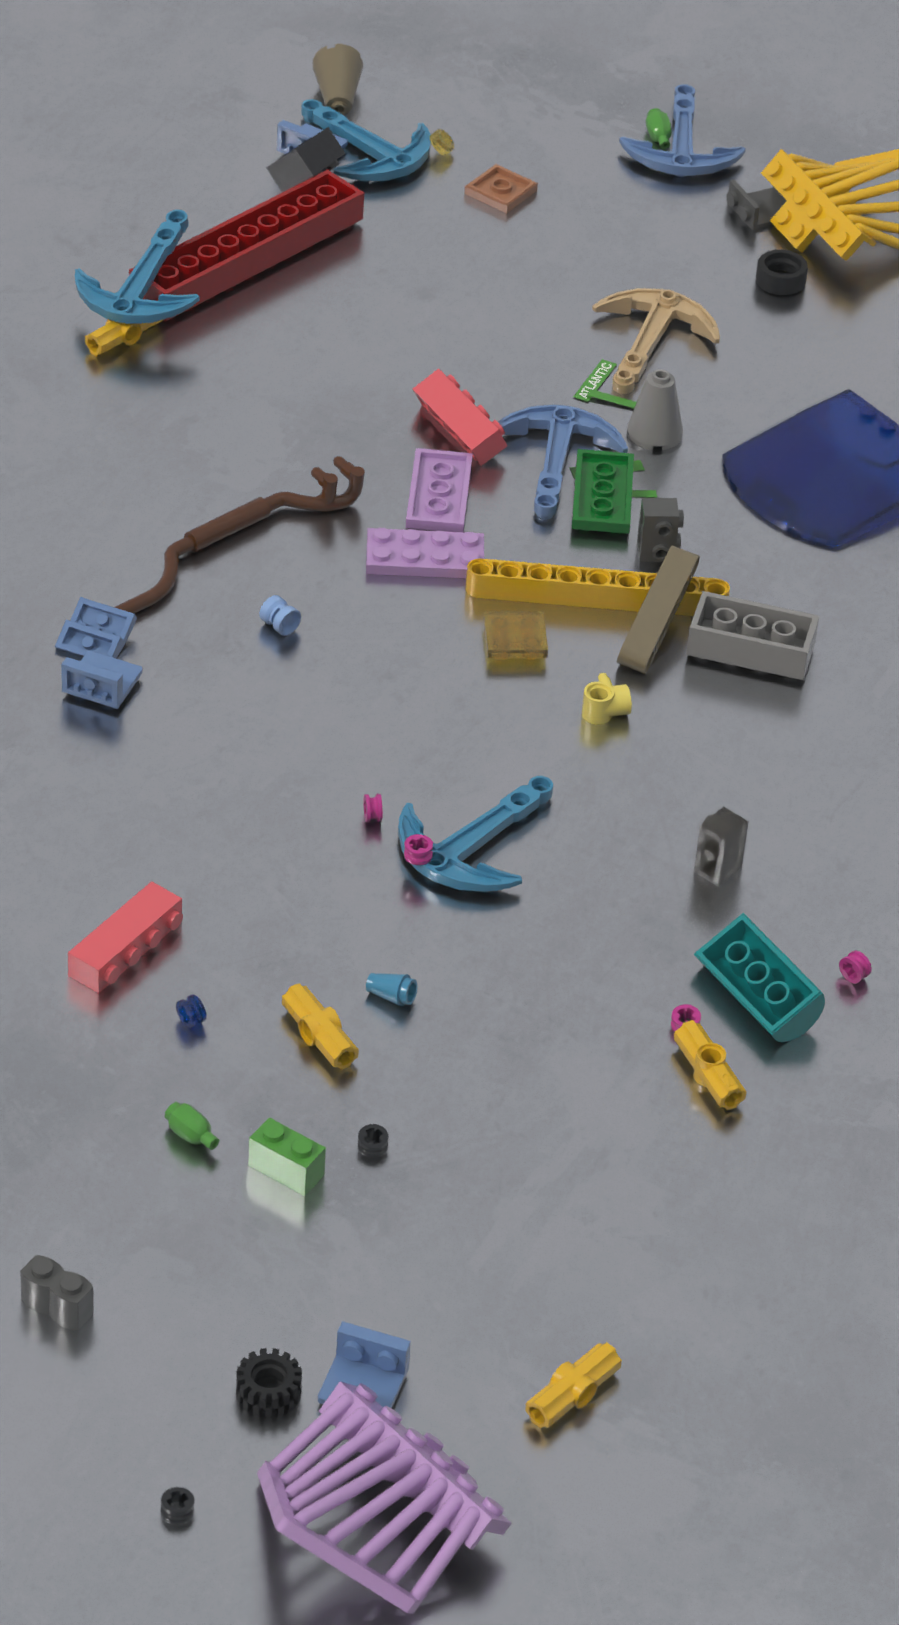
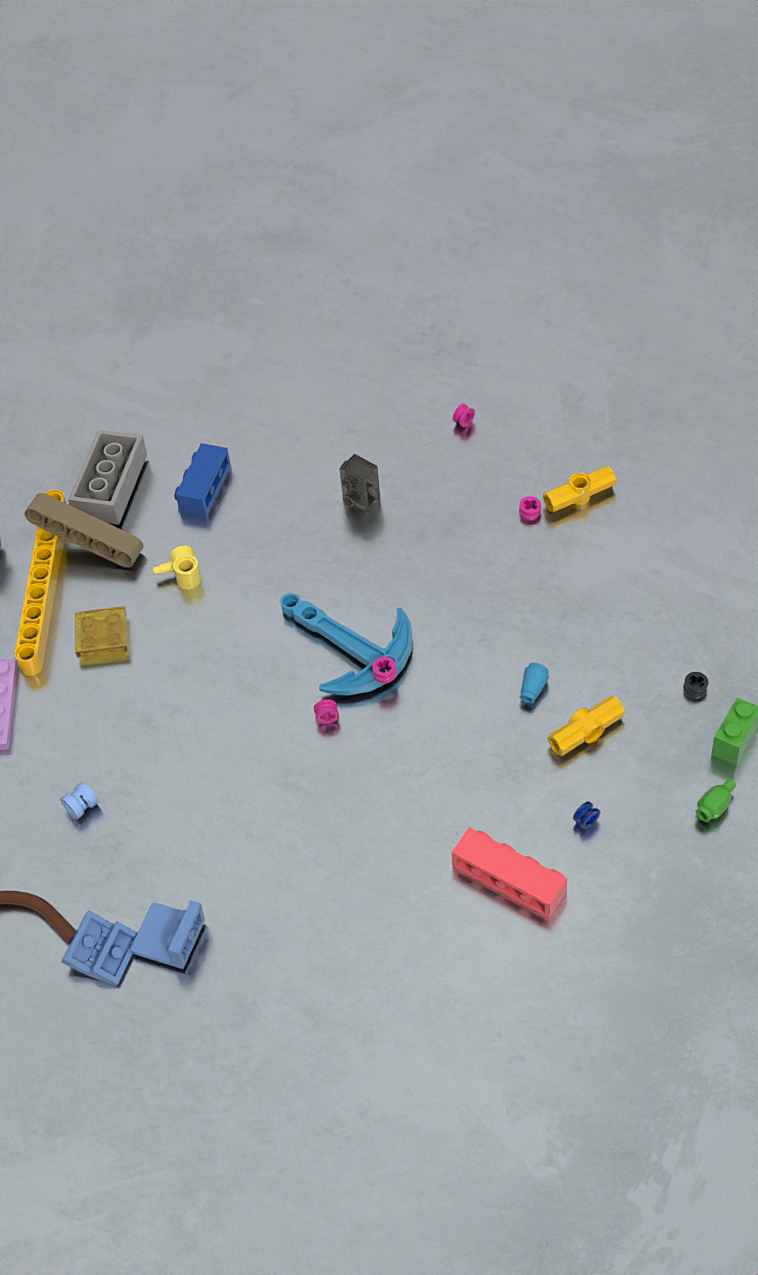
camera: 85 degrees left, 10 degrees up
(750, 721) = (202, 479): none -> blue brick
(762, 979) = (491, 460): teal brick -> none

